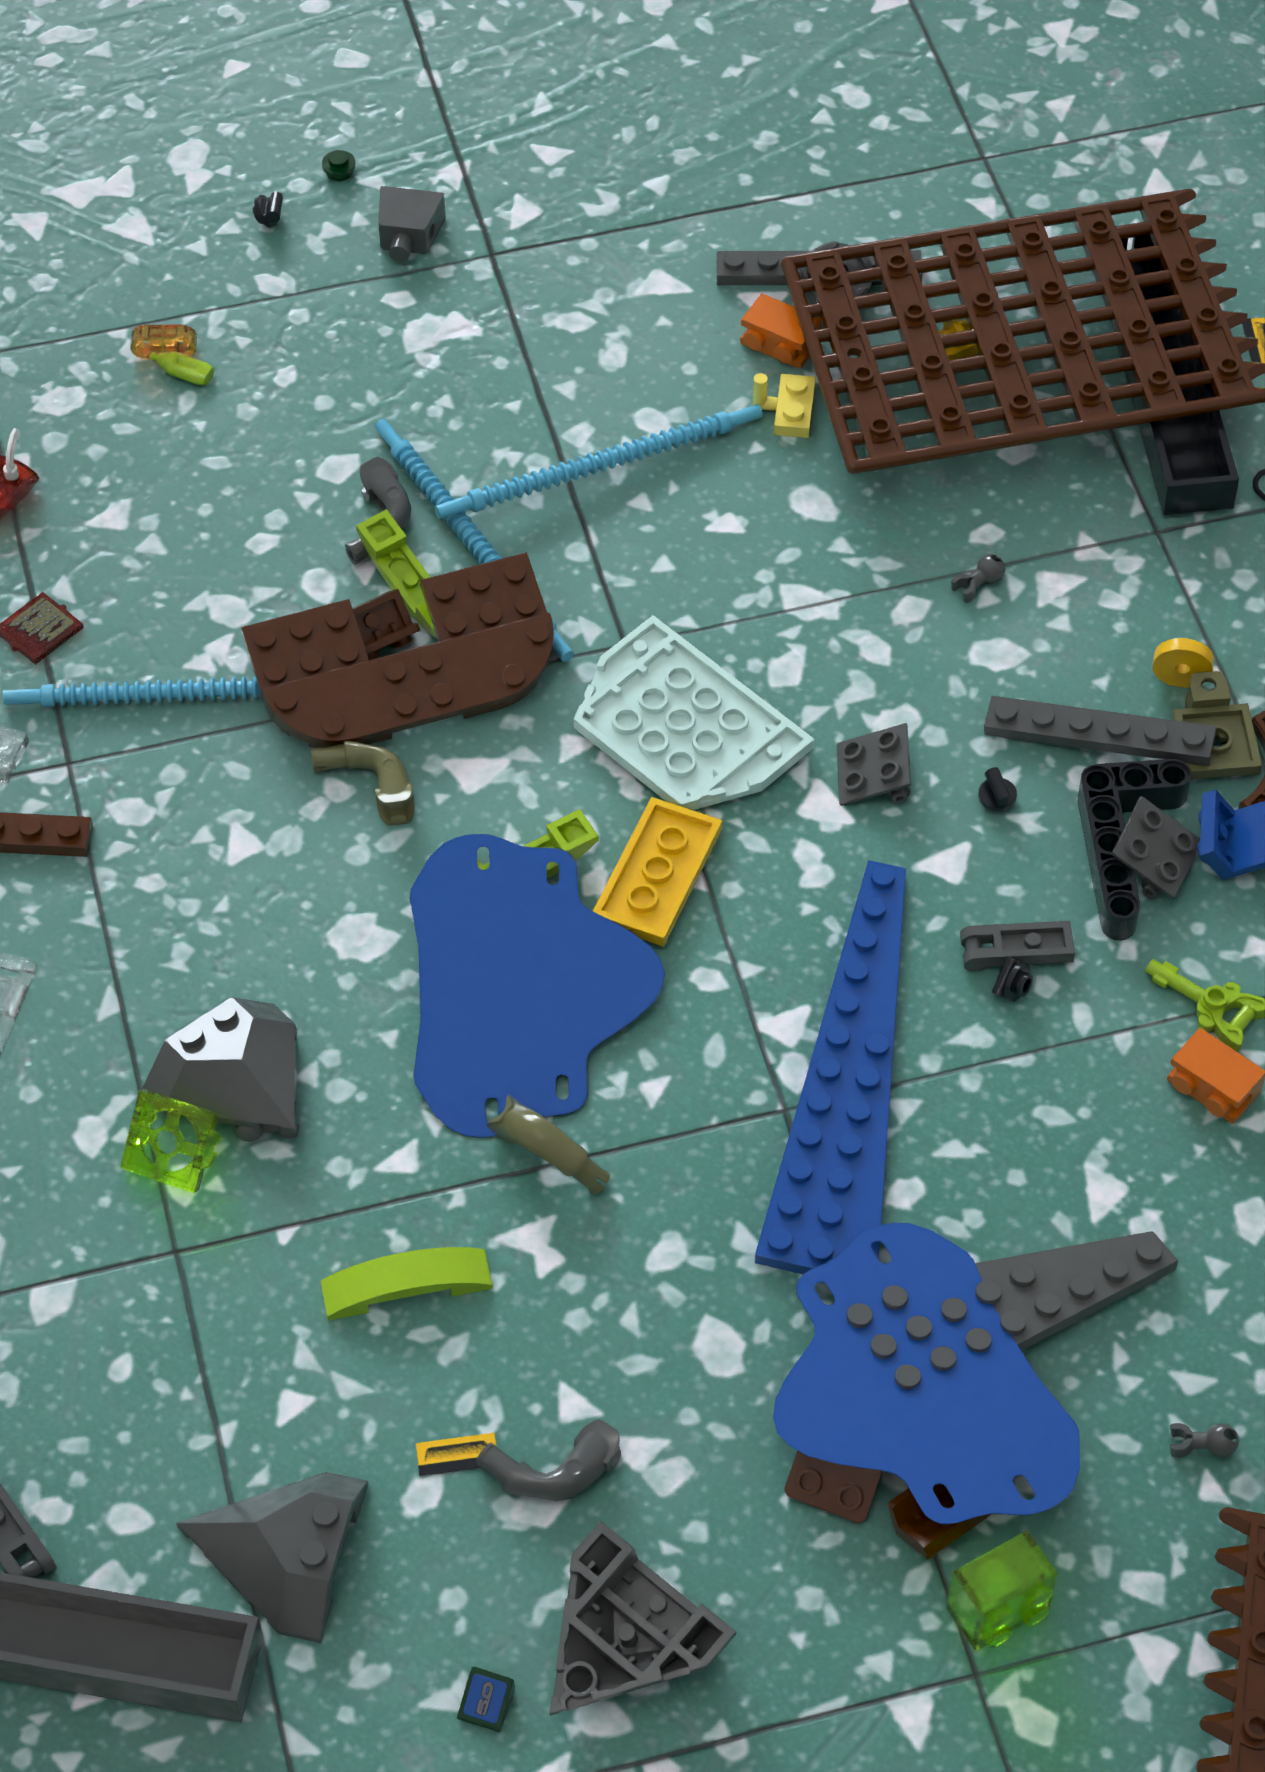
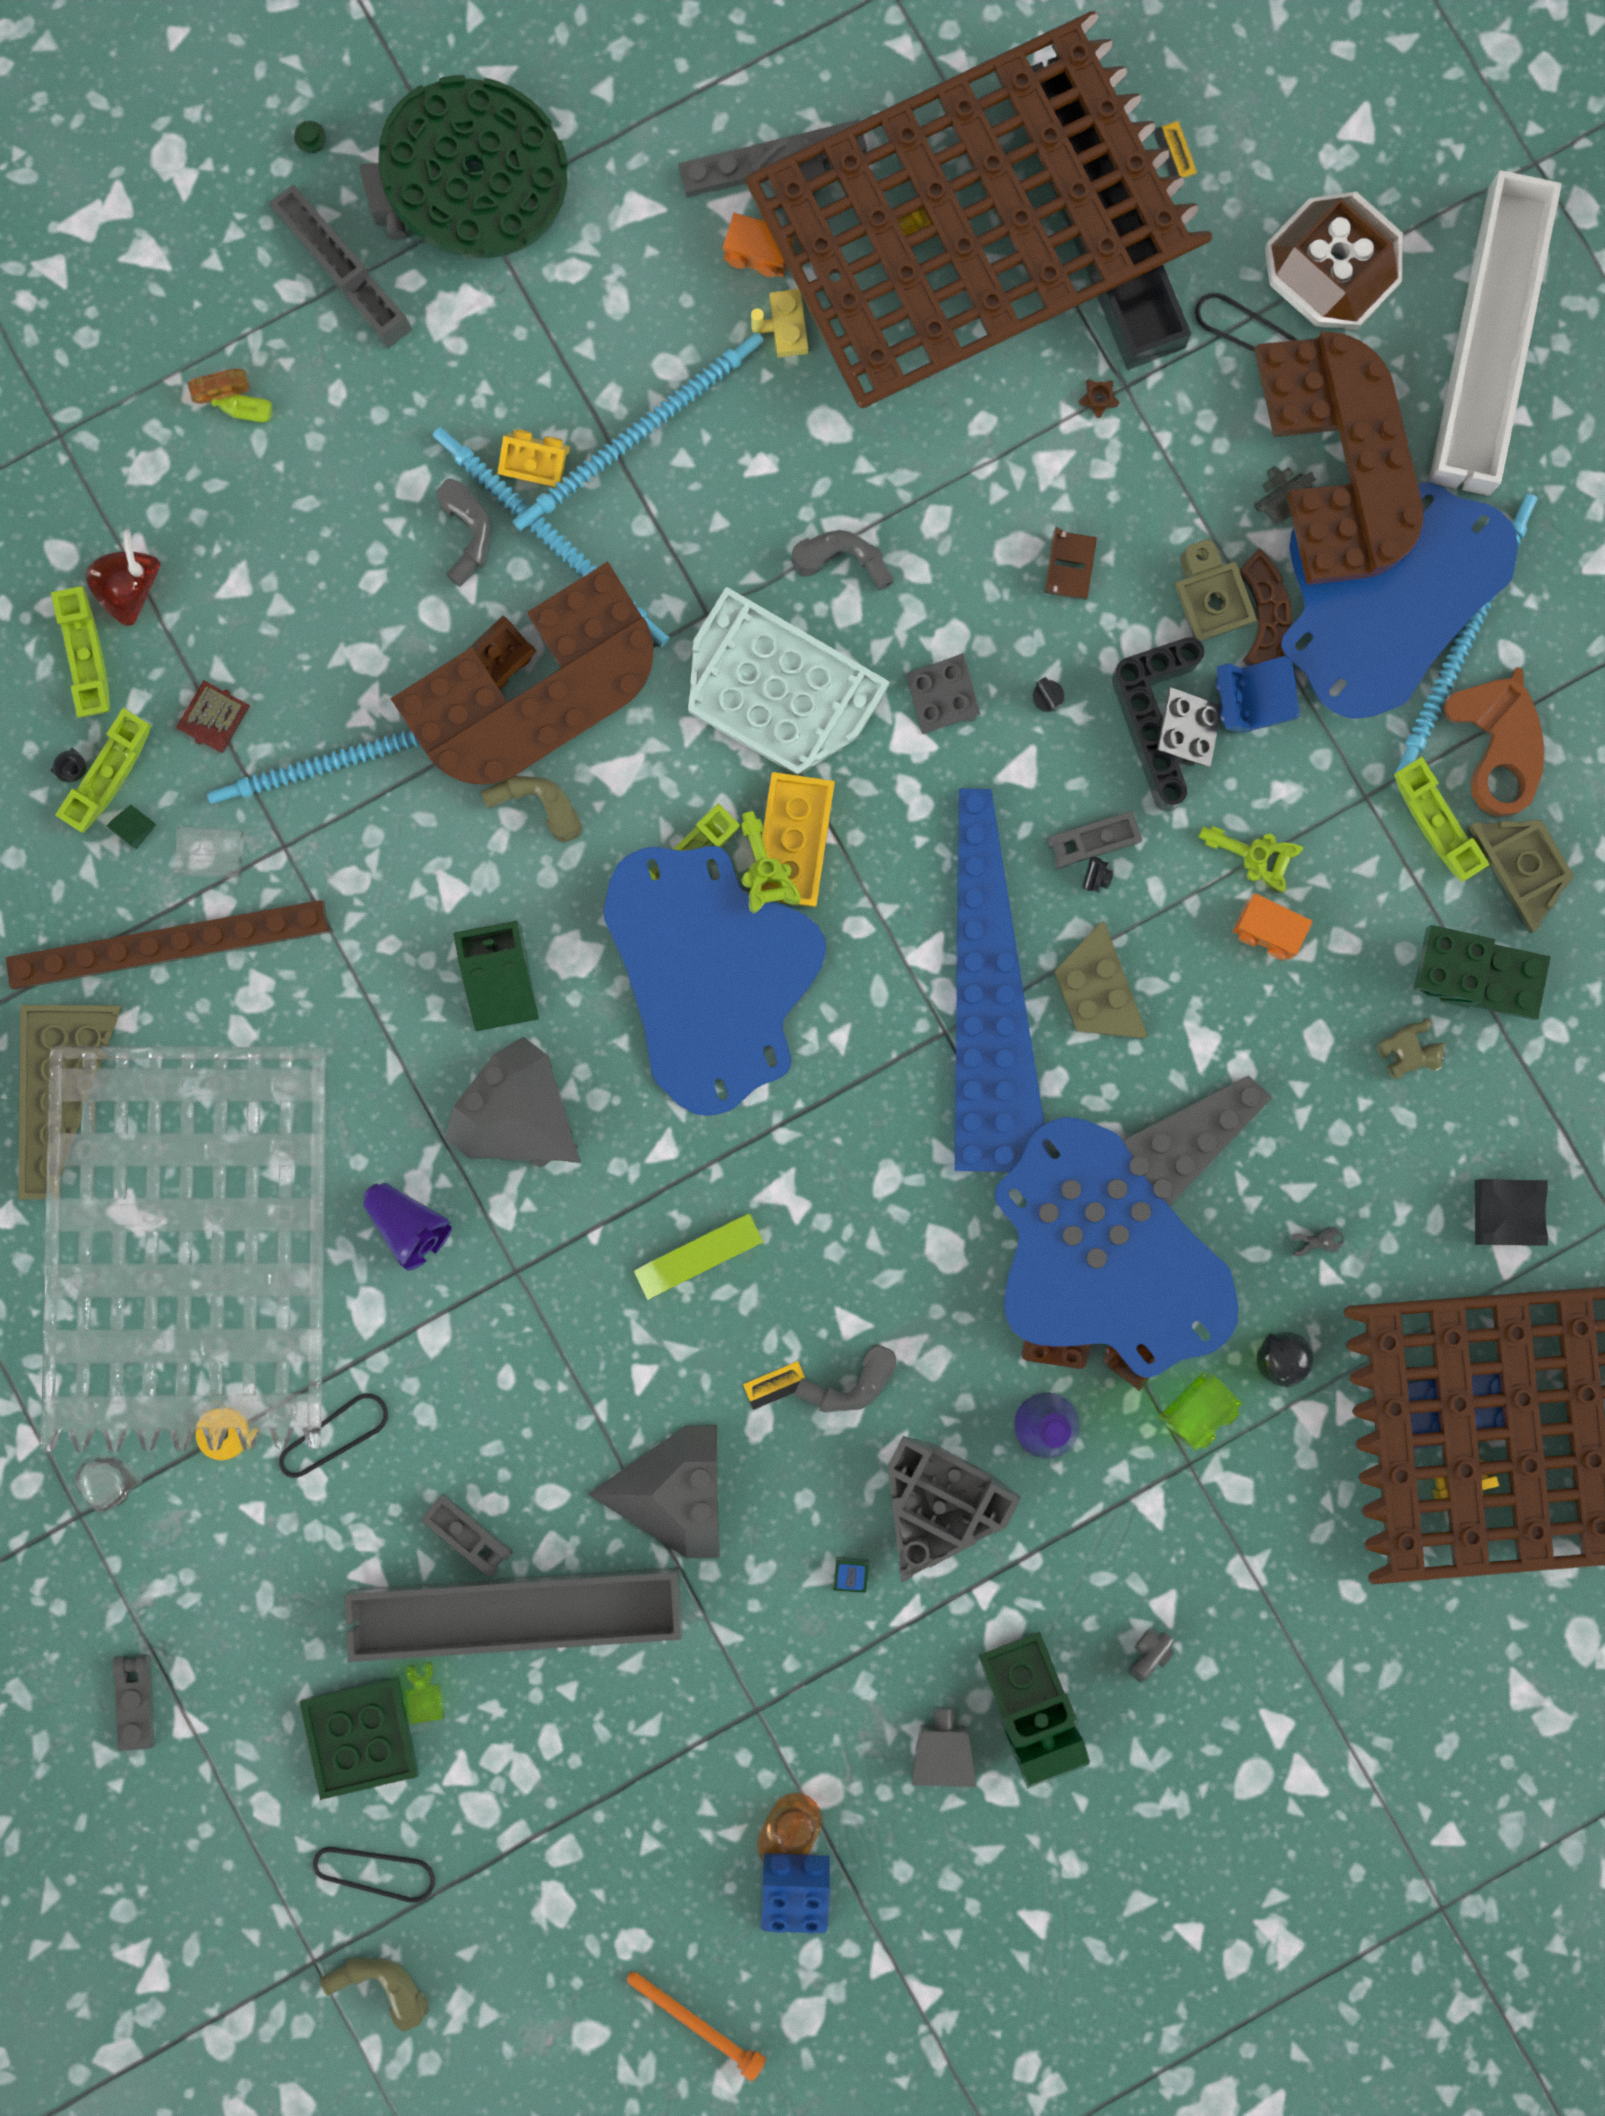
camera: 15 degrees left, 30 degrees up
(65, 1162) = (406, 1224): none -> dark purple cone
(139, 1133) = (463, 1206): clear neon green piece -> none
(264, 925) = (496, 975): none -> dark green slope
(268, 210) = (263, 208): black plate -> none
(333, 274) = (341, 266): none -> dark grey slope
(396, 563) = (498, 585): lime slope -> none
(450, 200) = (479, 212): none -> dark green plate
(474, 464) = (533, 458): none -> yellow bracket
(540, 1136) = (769, 1121): olive piece -> none
(615, 885) = (765, 870): none -> lime piece
(772, 604) = (813, 553): none -> dark grey piece
(796, 1574) = (1046, 1425): none -> dark purple cone
(985, 1102) = (1098, 989): none -> olive wing
(989, 570) = (992, 469): dark grey arm -> none
(1058, 661) = (1071, 549): none -> reddish brown piece
(1100, 730) = (1120, 616): dark grey plate -> none
(1129, 526) = (1095, 389): none -> reddish brown plate
(1131, 1567) = (1285, 1359): none -> black hair
(1180, 658) = (1176, 533): yellow piece -> none

